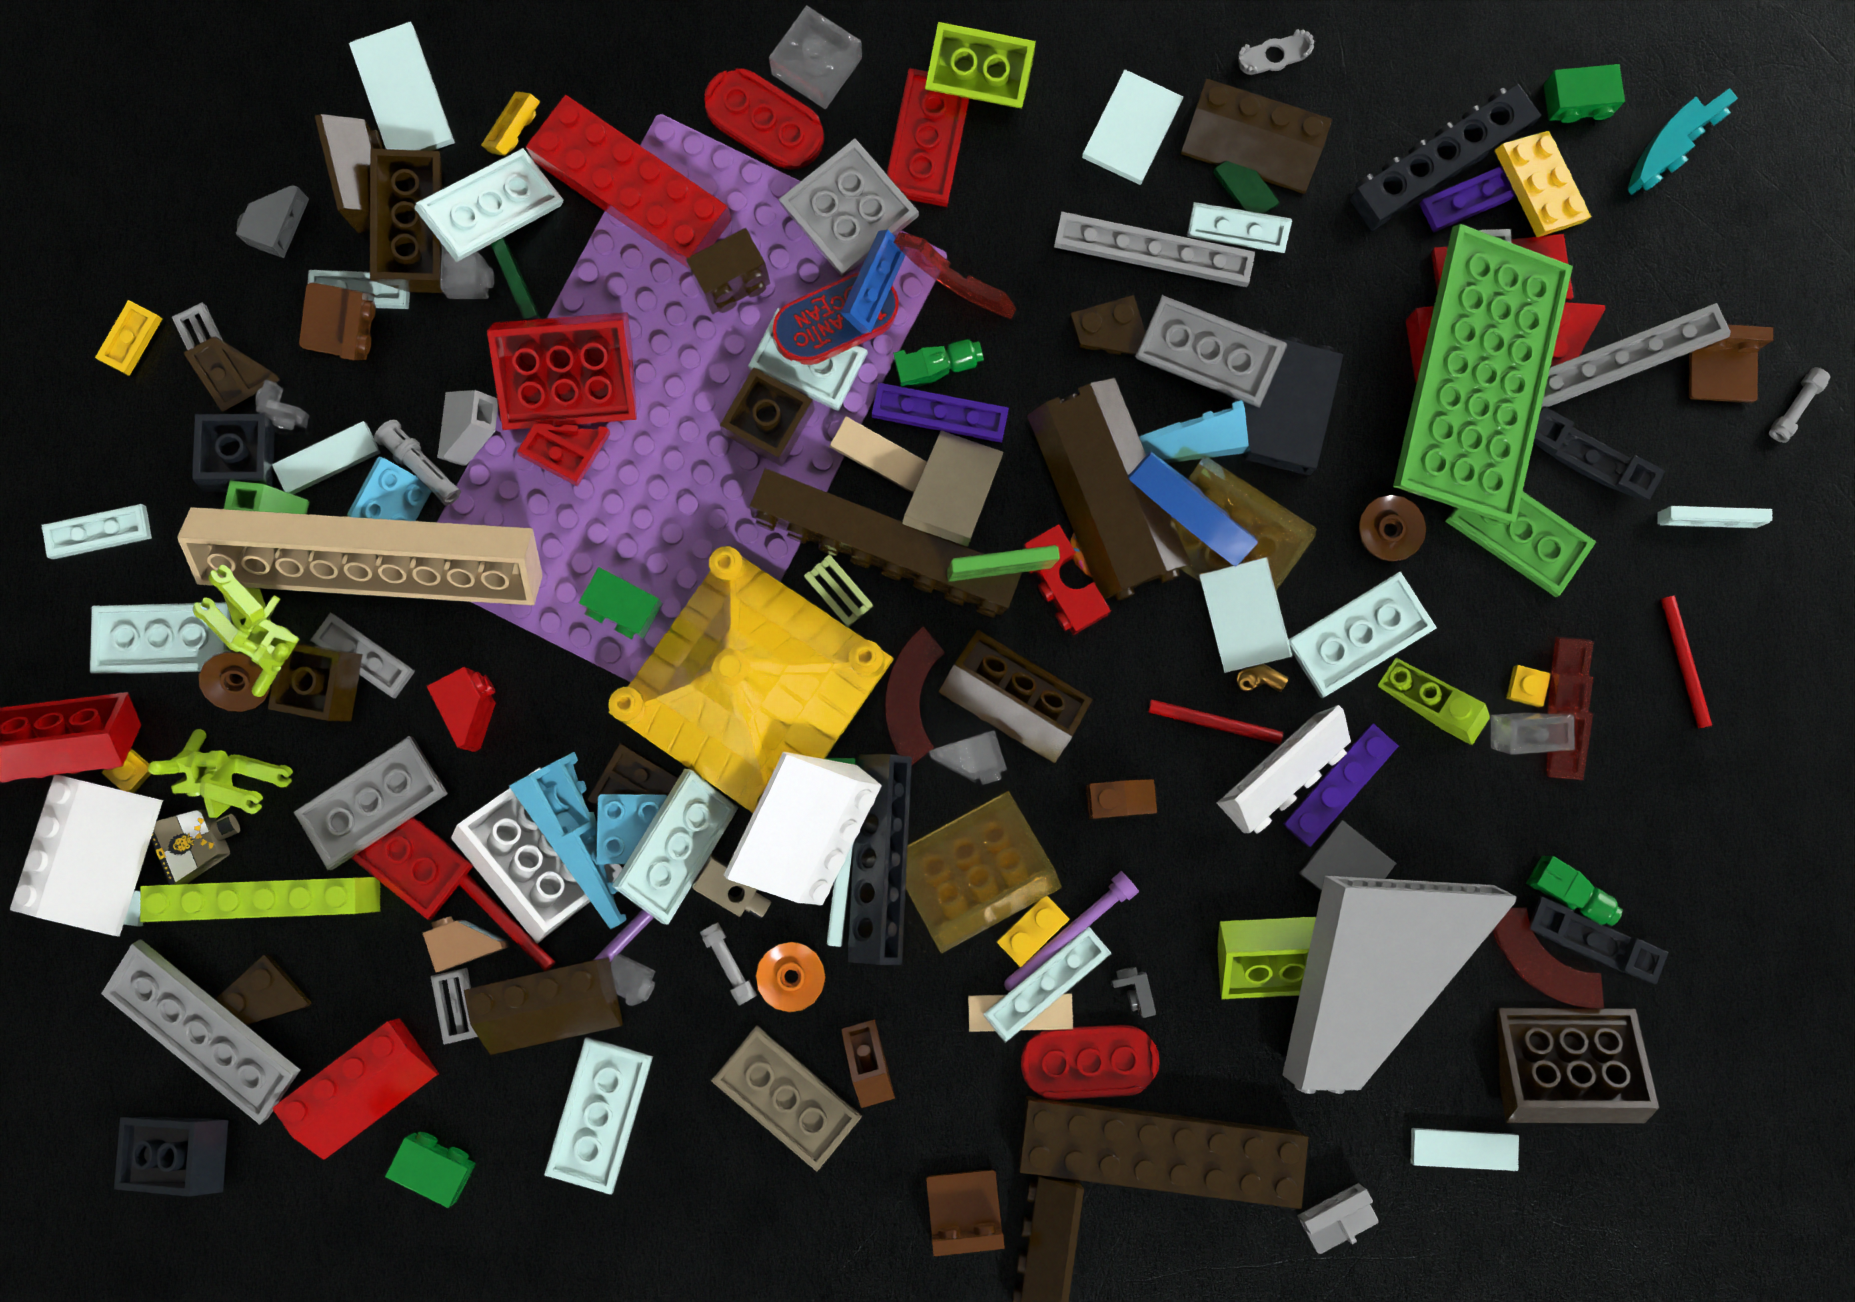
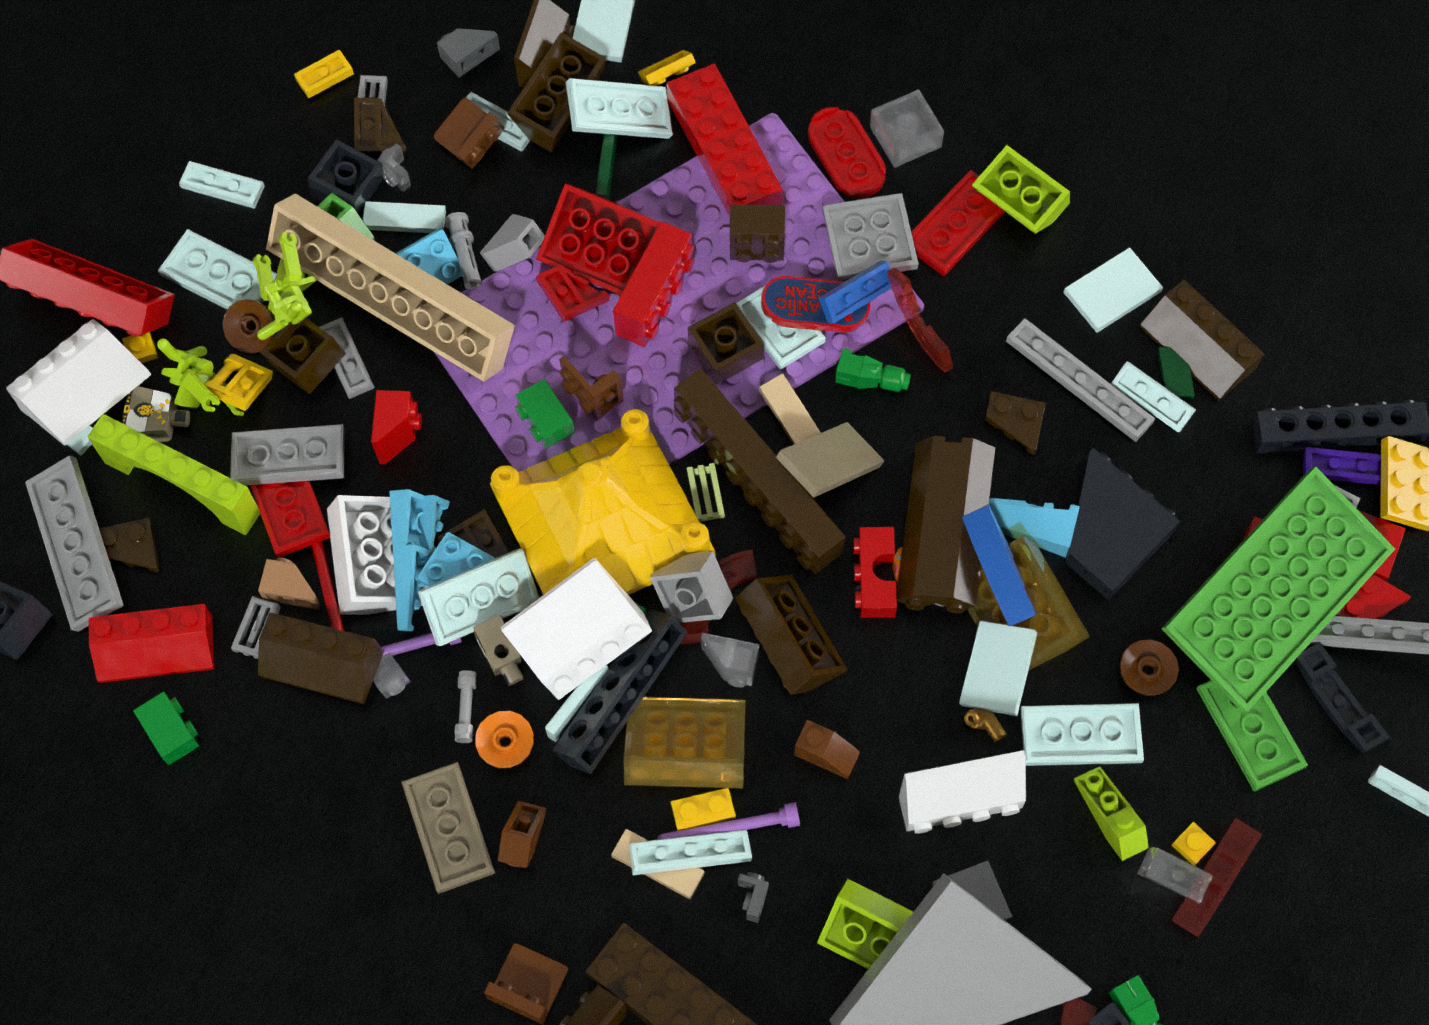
camera: 35 degrees right, 15 degrees down
(273, 754) = (244, 386): none -> yellow plate
(466, 278) = (573, 148): clear slope -> none
(598, 1115) = (306, 761): light aqua tile -> none
(652, 392) = (653, 285): none -> red brick
(674, 549) = (595, 399): none -> reddish brown bracket
(894, 711) = (693, 588): none -> light grey slope
(940, 412) = (854, 409): dark purple plate -> none
(1002, 563) = (830, 516): bright green tile -> none
(1089, 1062) = (689, 931): red tile -> none
(1211, 351) = (1079, 466): light grey tile -> none
(1215, 722) = (926, 731): red bar -> none
(1294, 49) = (1267, 296): light grey piece -> none
(1340, 785) = (1001, 835): dark purple plate -> none
(1686, 662) = (1333, 896): red bar -> none

